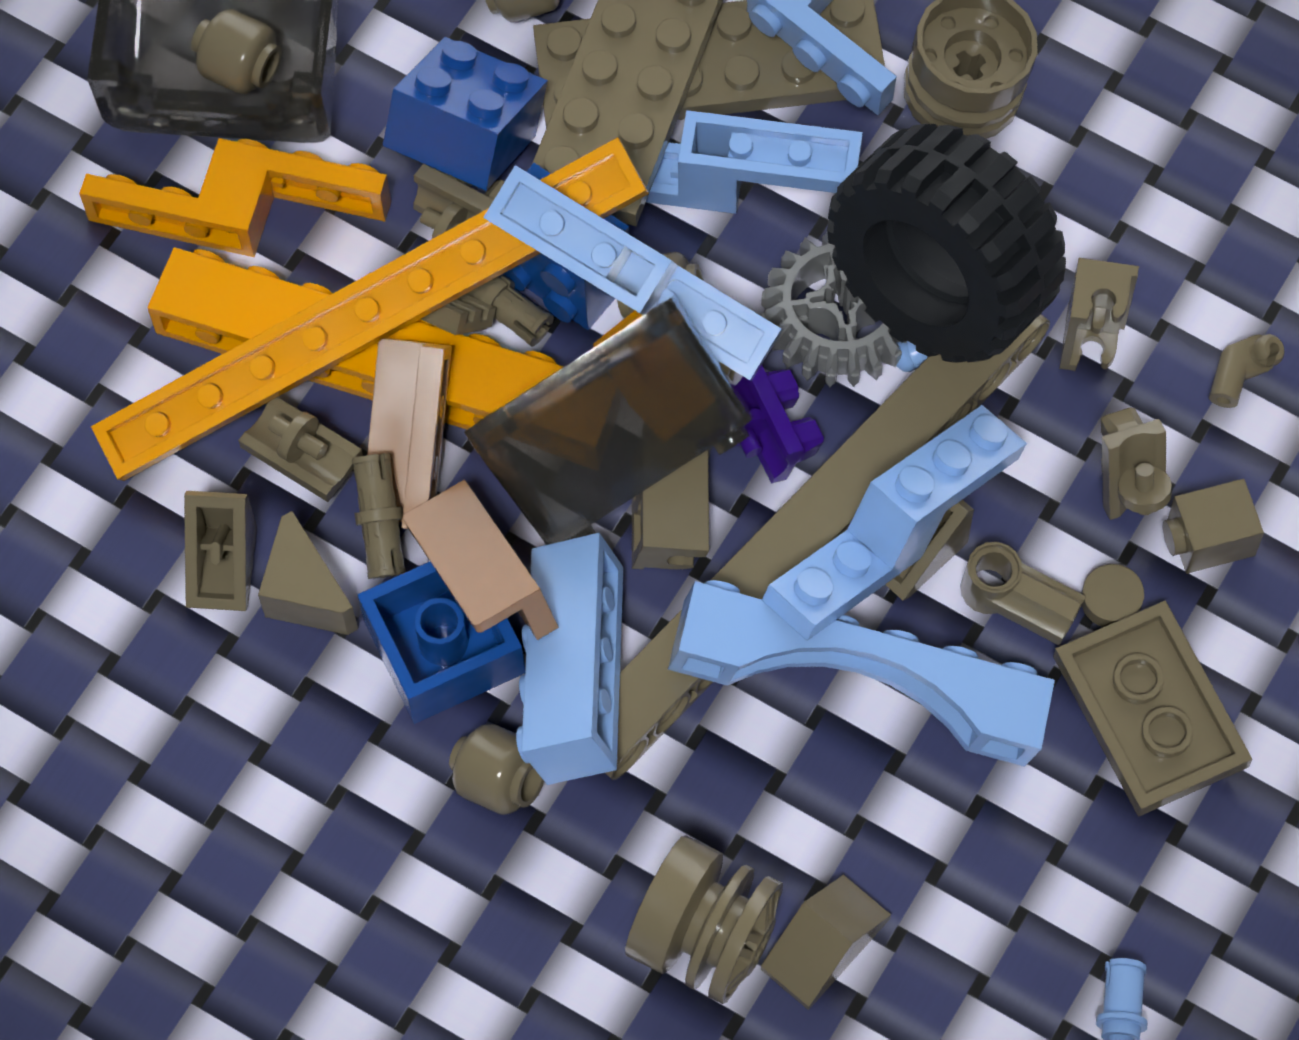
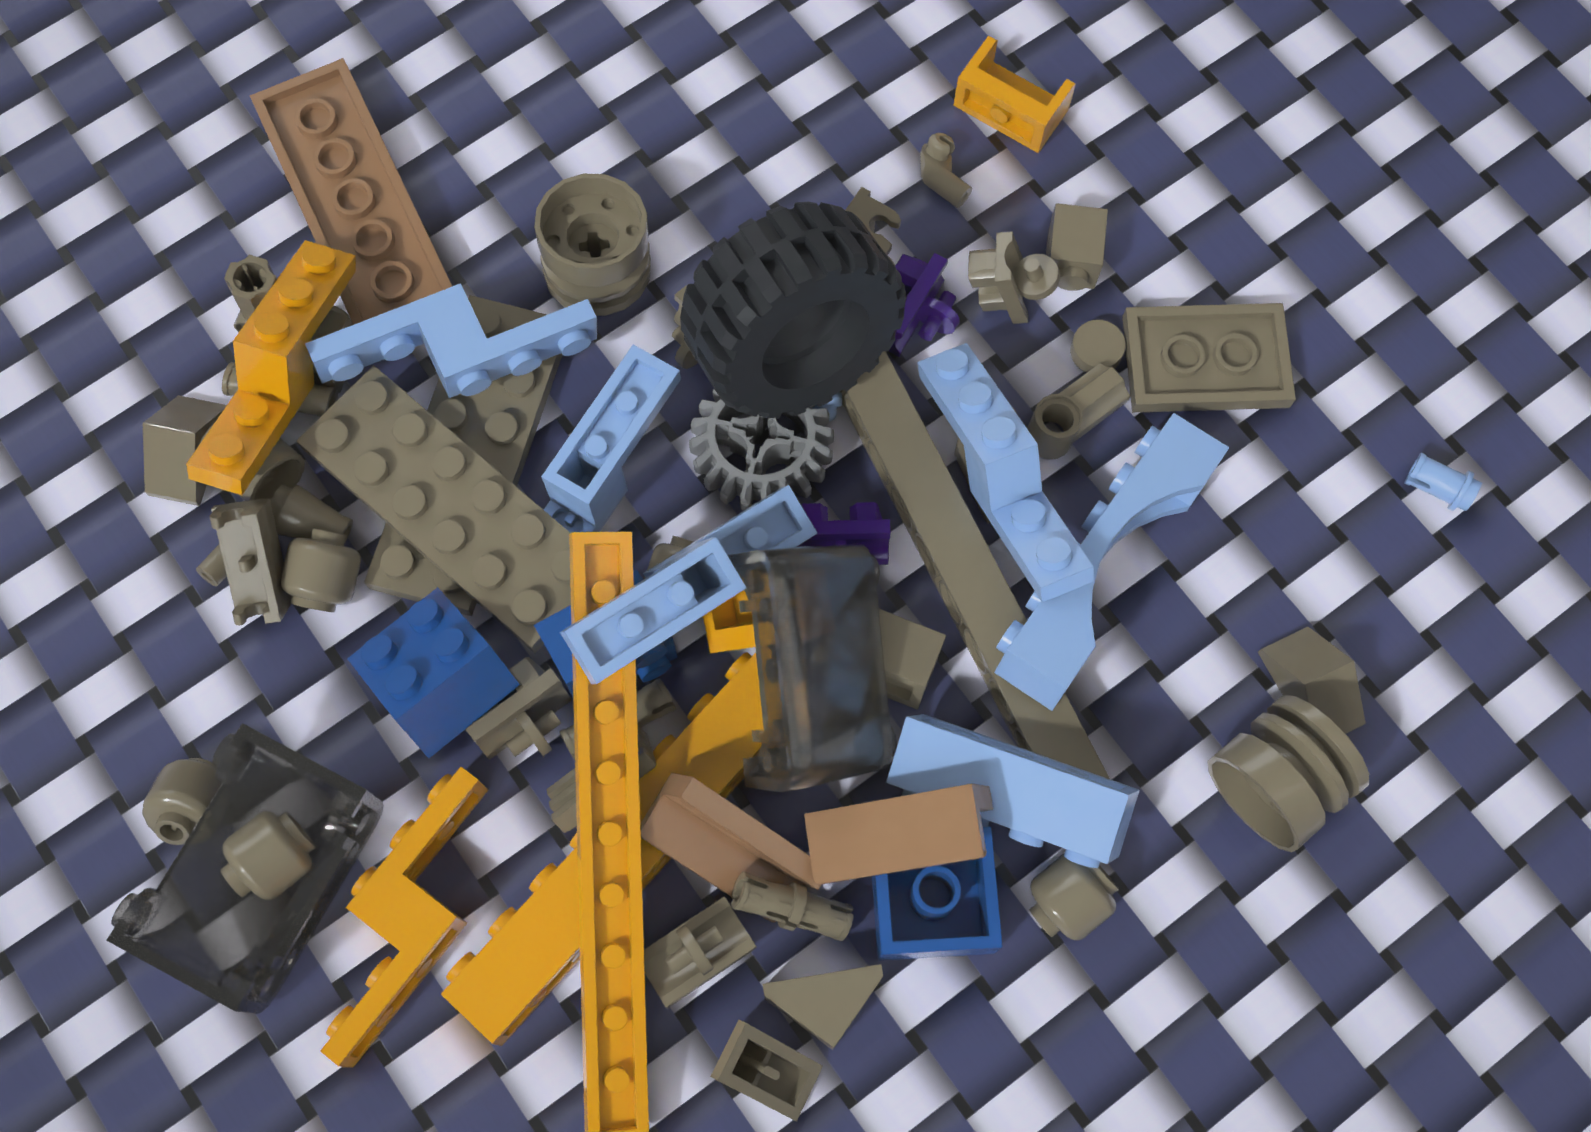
camera: 70 degrees left, 5 degrees up
(1062, 399) = (922, 285): none -> dark purple hips

